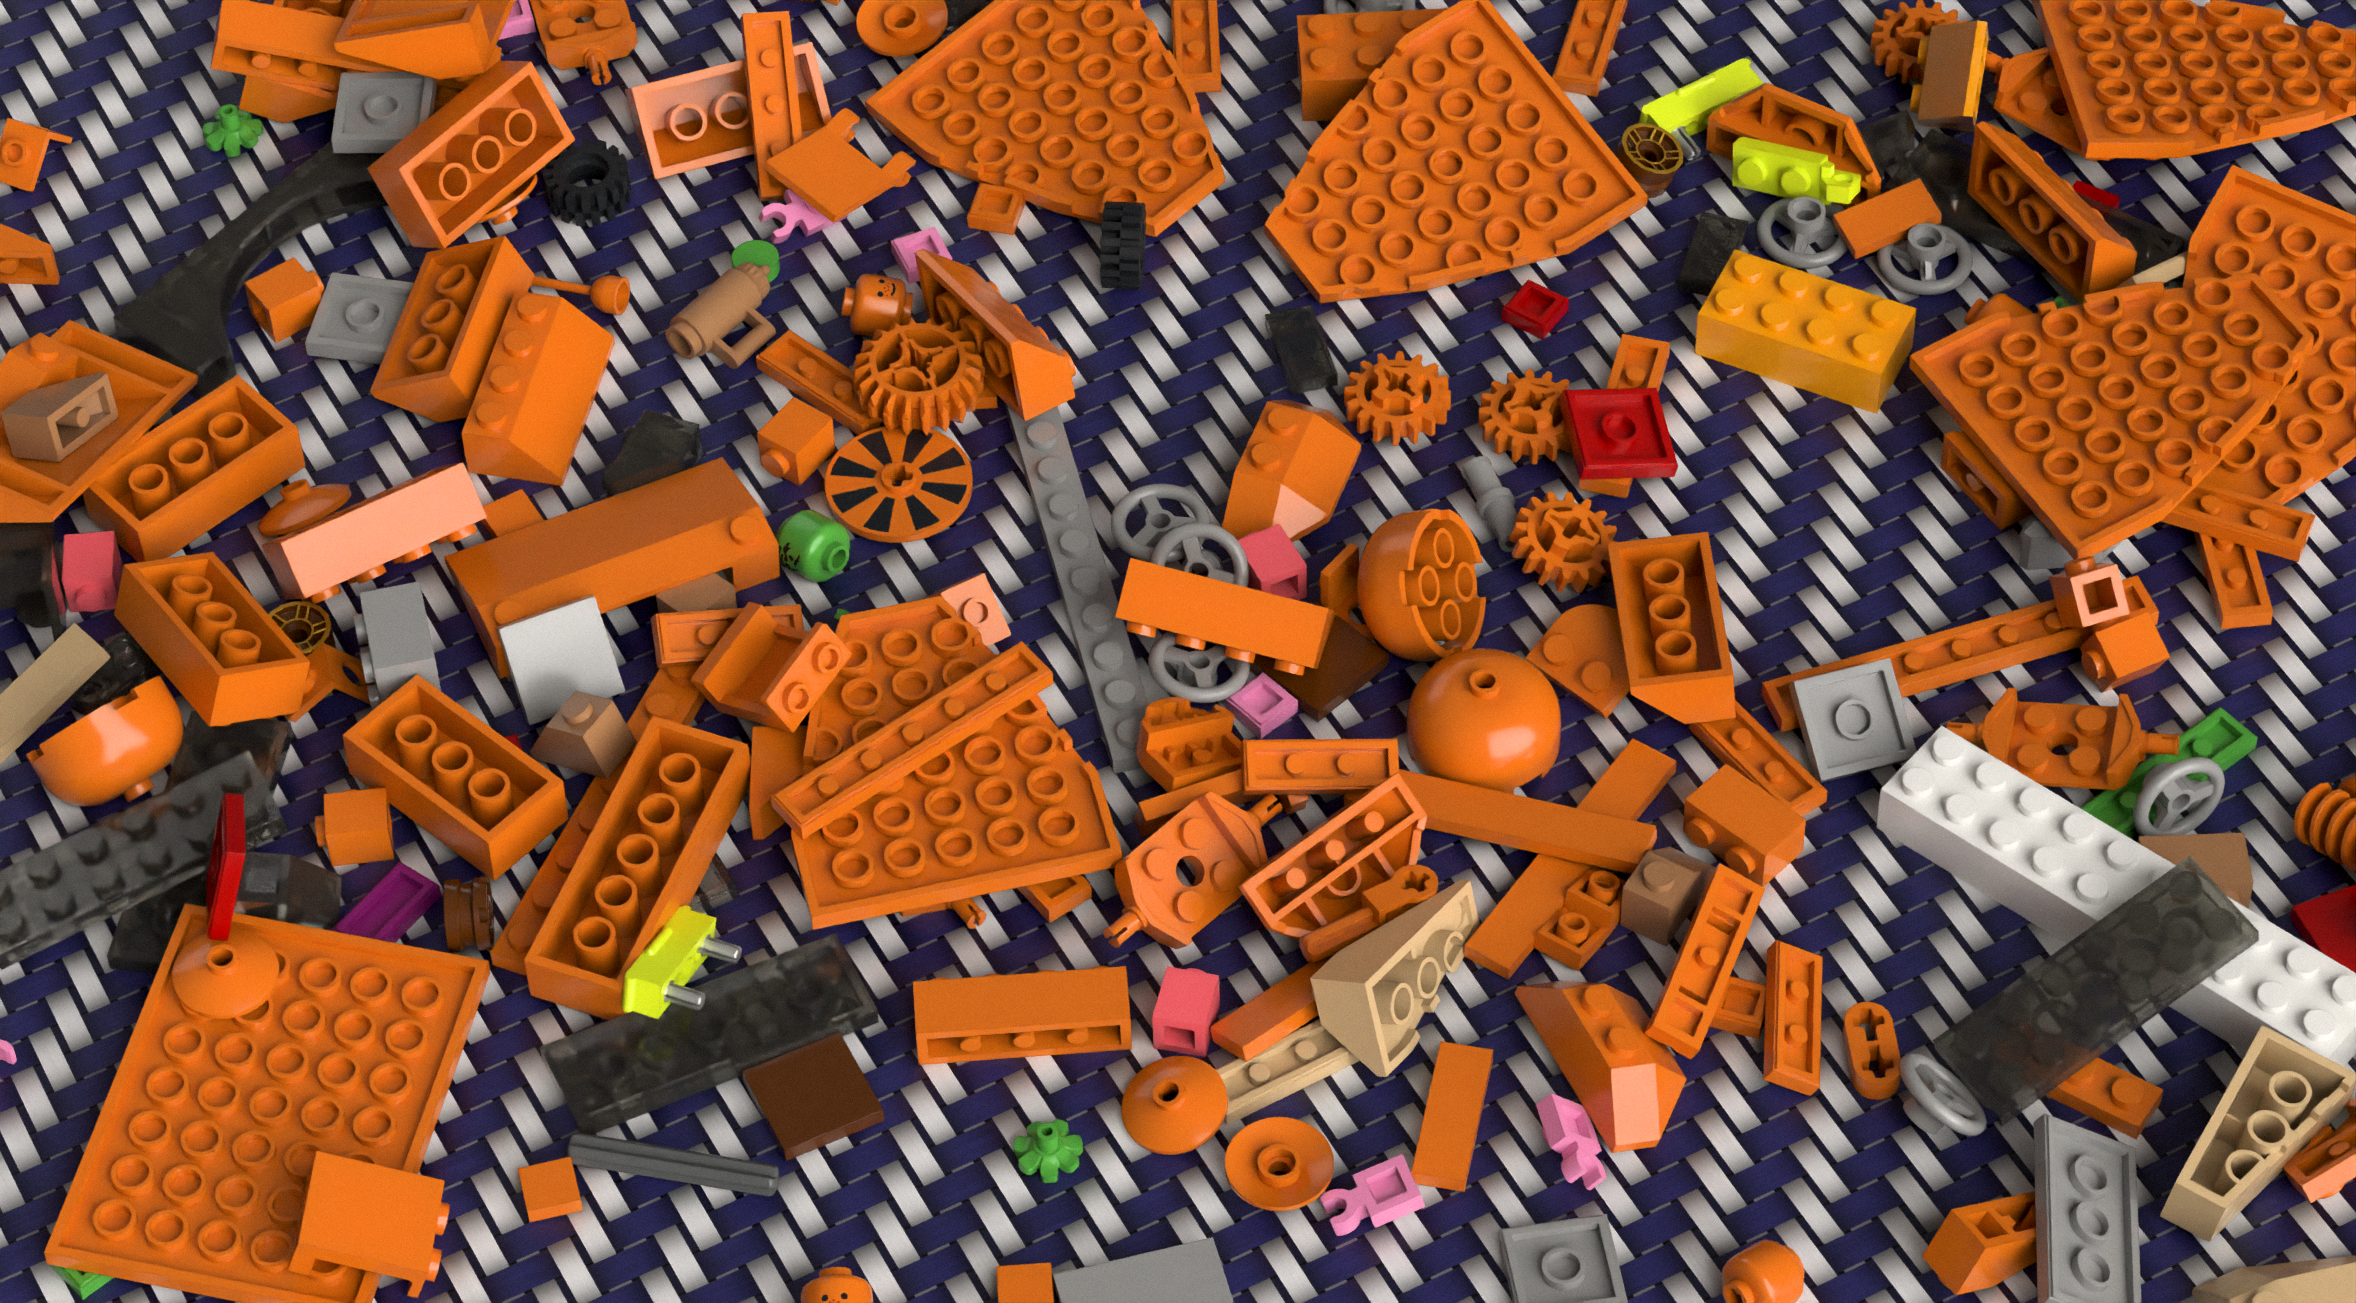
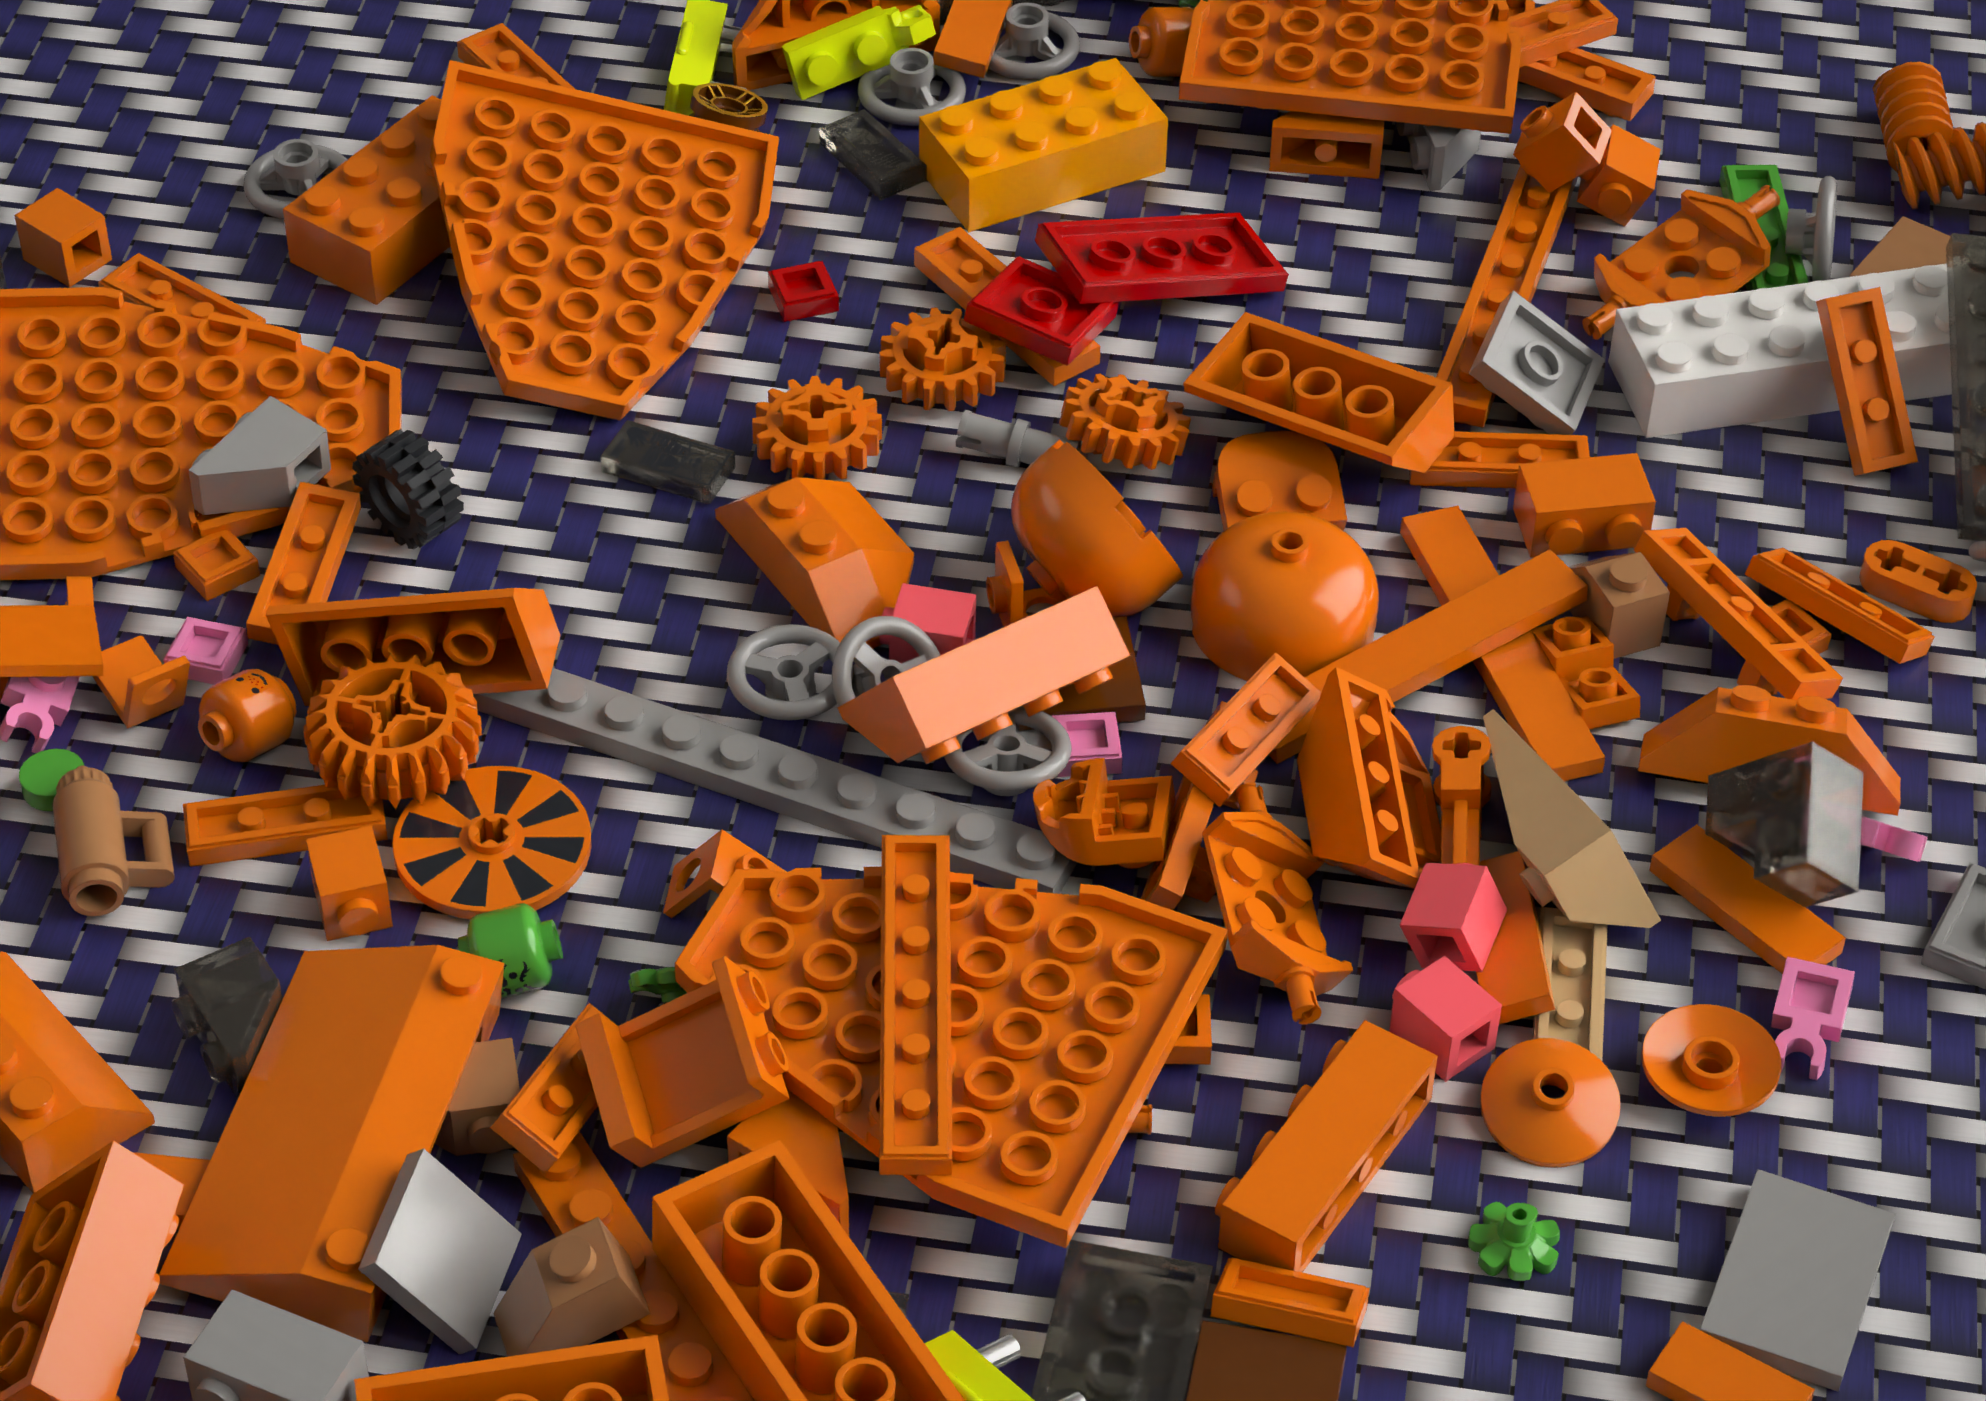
camera: 55 degrees left, 5 degrees down
(858, 241) = (139, 683): none -> orange bracket
(891, 1065) = (1290, 1302): none -> orange tile
(1029, 242) = (305, 553): none -> orange plate
(1065, 164) = (260, 461): none -> light grey slope
(1265, 962) = (1454, 915): none -> coral brick
(1504, 1089) = (1794, 820): none -> clear smoke brick
(1750, 462) = (1160, 257): none -> red tile
(2014, 903) = (1867, 381): none -> orange plate

